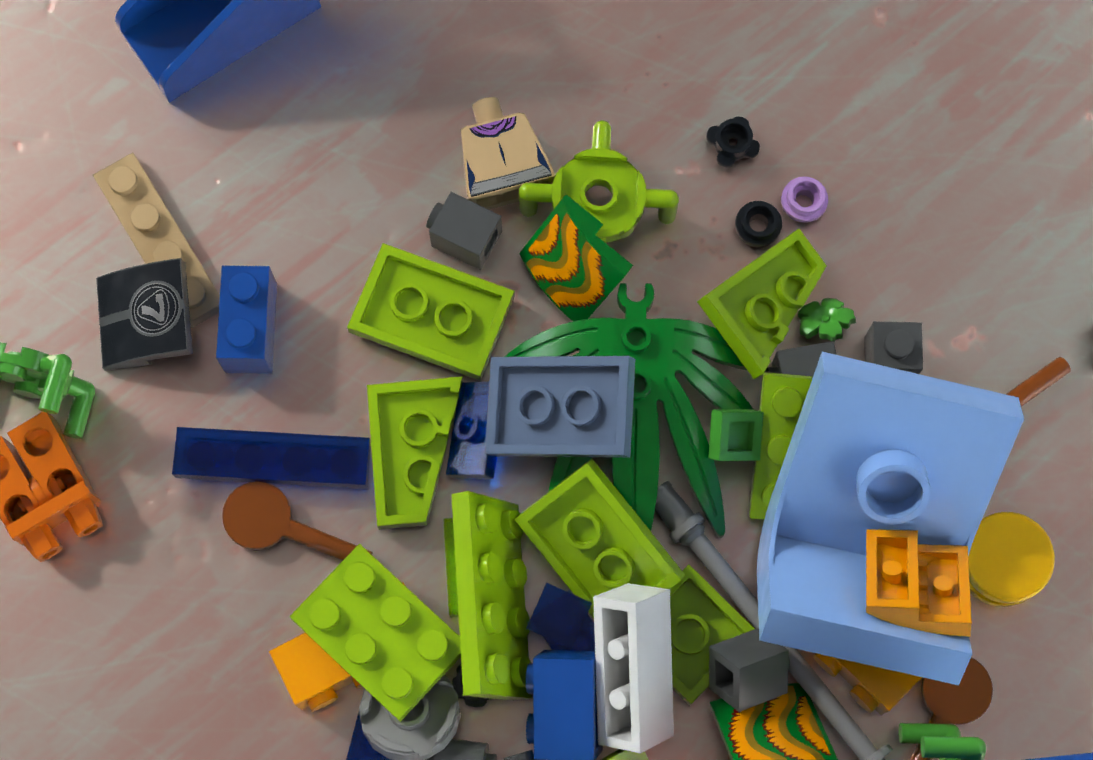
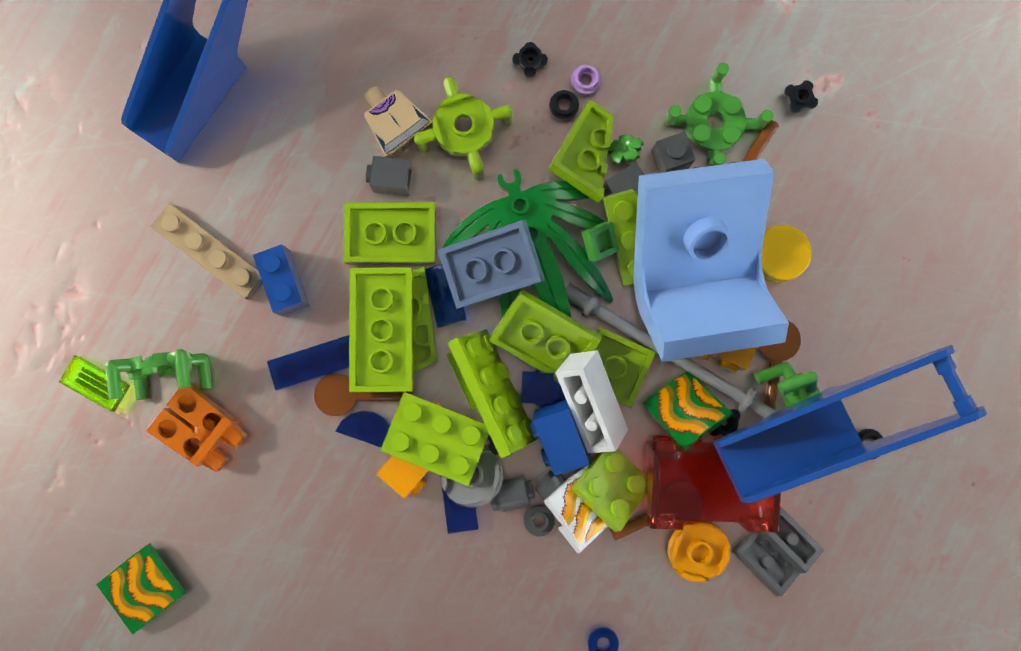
camera: 20 degrees left, 10 degrees up
(144, 314) = (218, 300): black slope -> none
(279, 579) = (365, 427): none -> clear blue plate
(362, 443) = (381, 330): none -> lime plate
(573, 262) = (464, 172): slope -> none
(748, 670) = (656, 378): dark grey brick -> none
(917, 583) = (741, 291): light orange slope -> none
(994, 309) = (724, 106): none -> bright green plate

